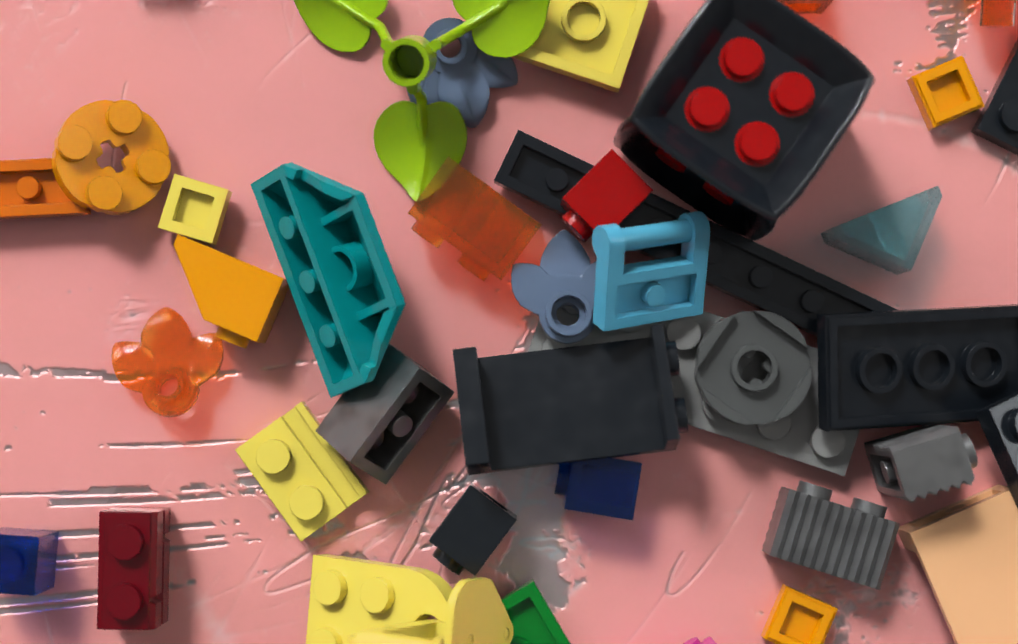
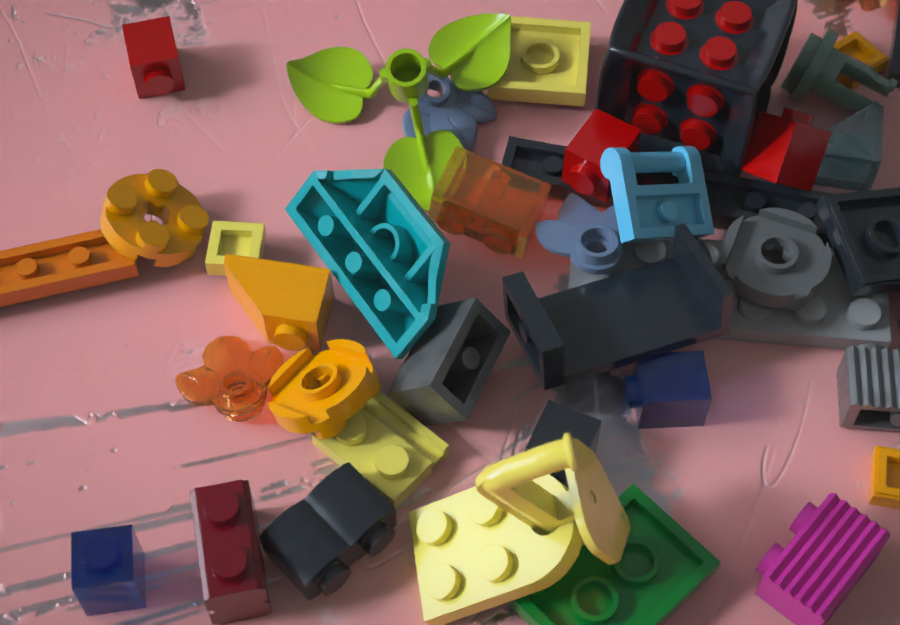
camera: 10 degrees left, 30 degrees down
(232, 564) = (330, 531): none -> black brick
(272, 430) = (344, 382): none -> light orange plate
(810, 241) = (786, 149): none -> red brick
(895, 114) = (820, 65): none -> sand green piece

